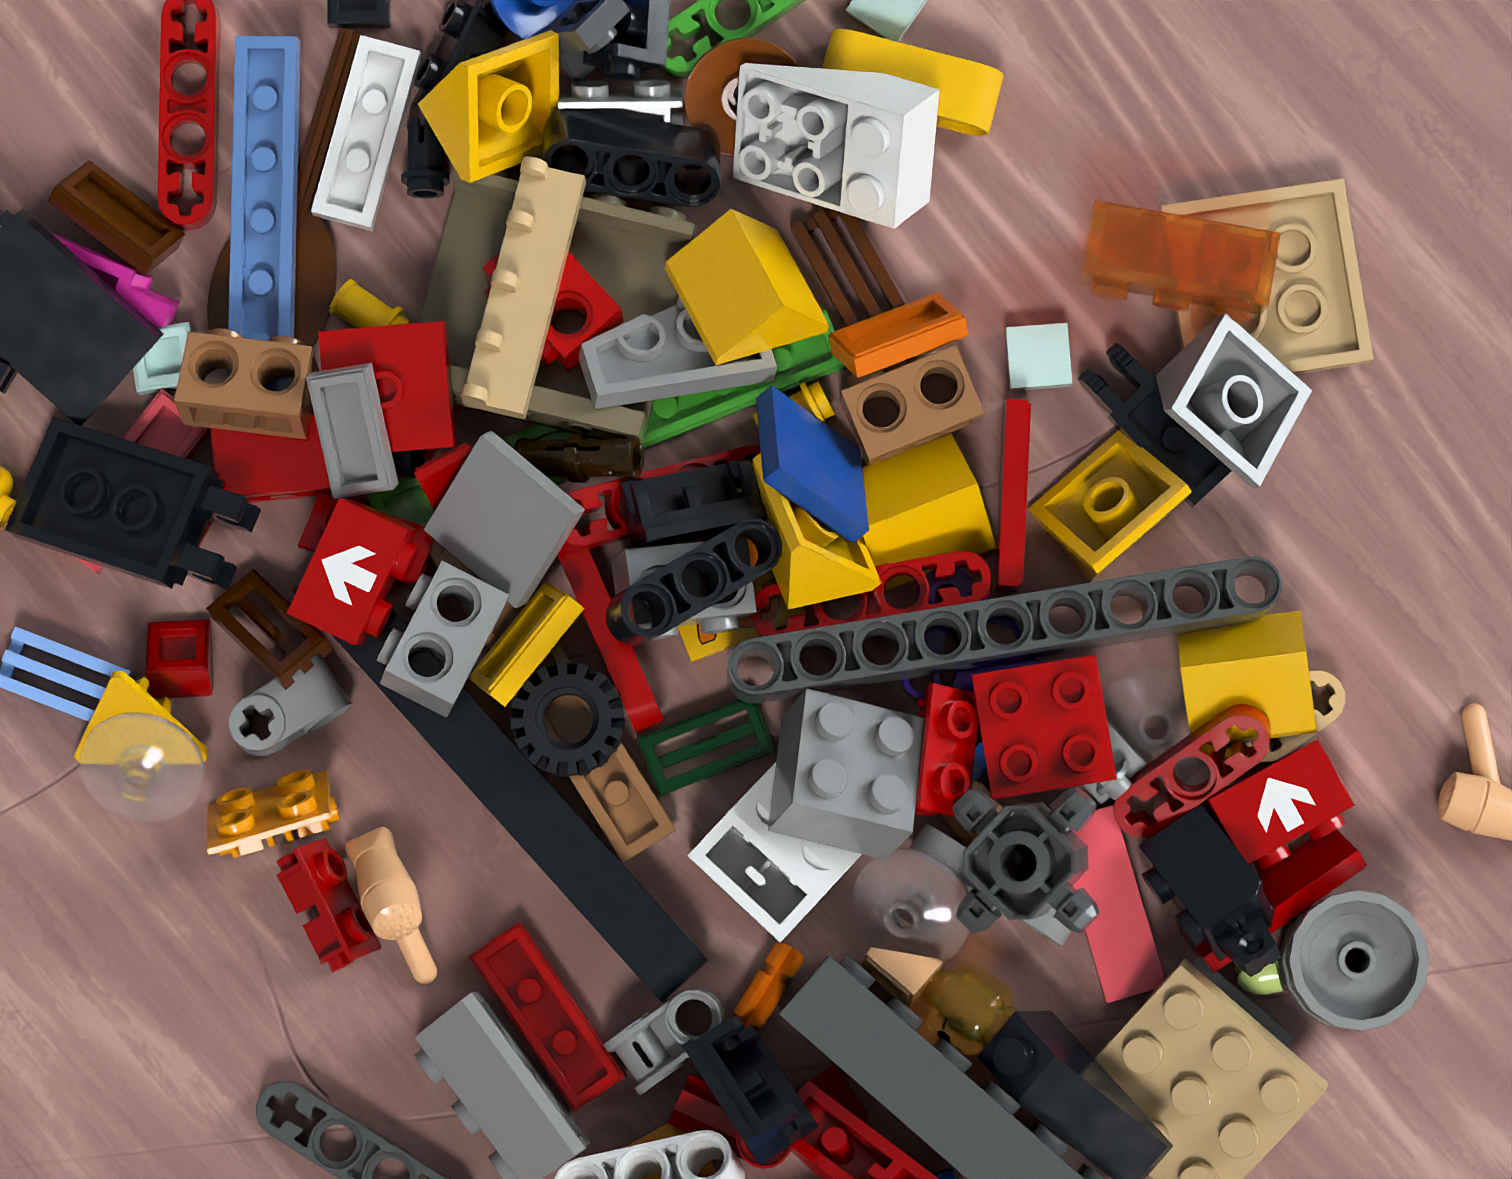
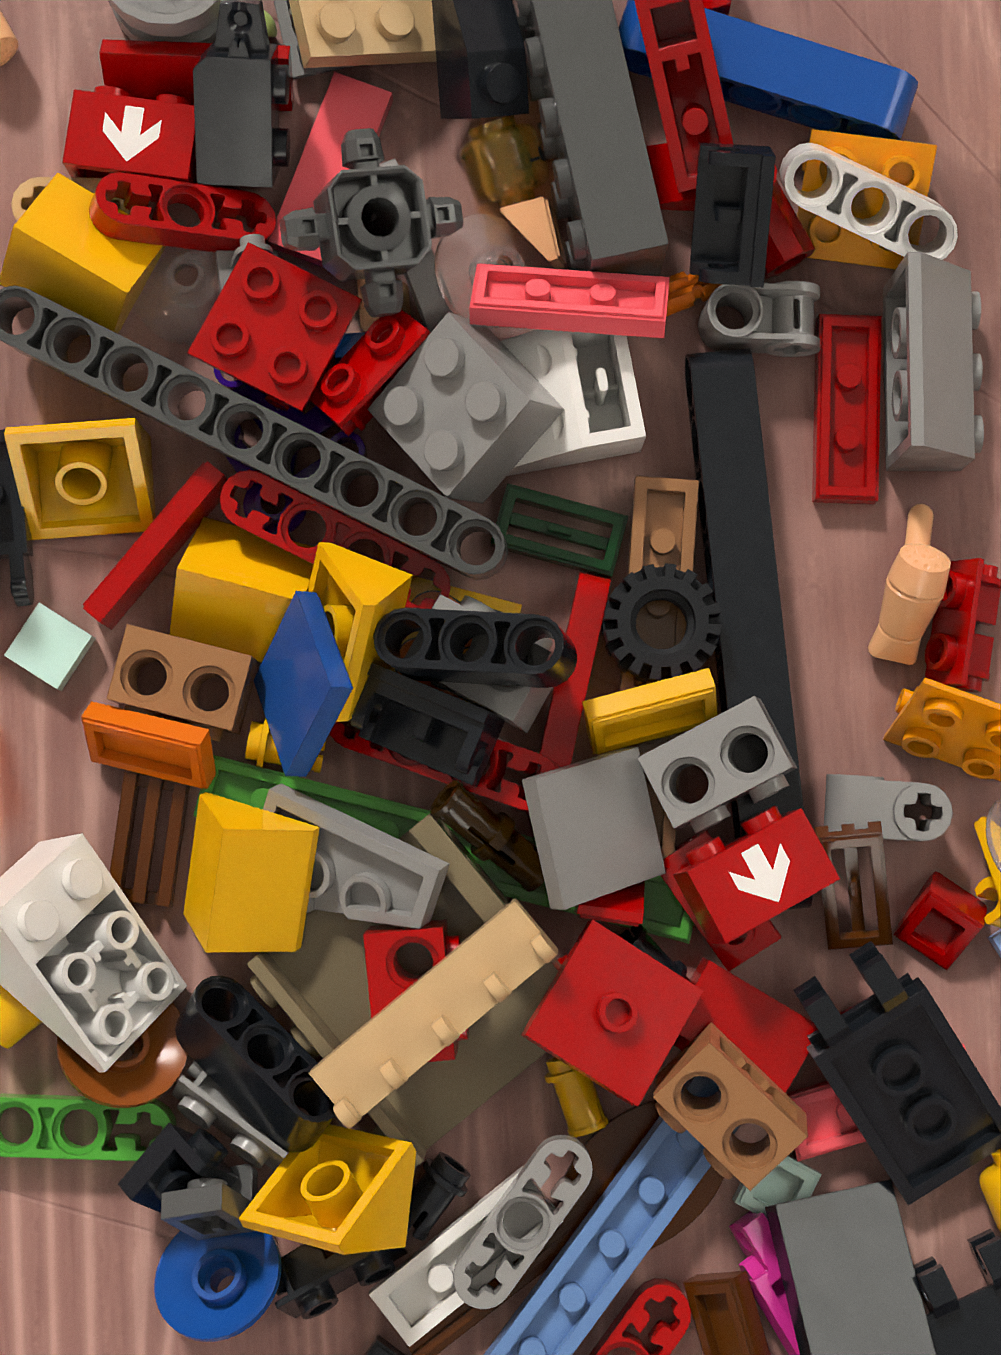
camera: 145 degrees left, 0 degrees up
(352, 430) = (670, 997): light grey tile -> none
(358, 143) = (480, 1251): none -> light grey beam
(826, 918) = (569, 300): none -> coral tile

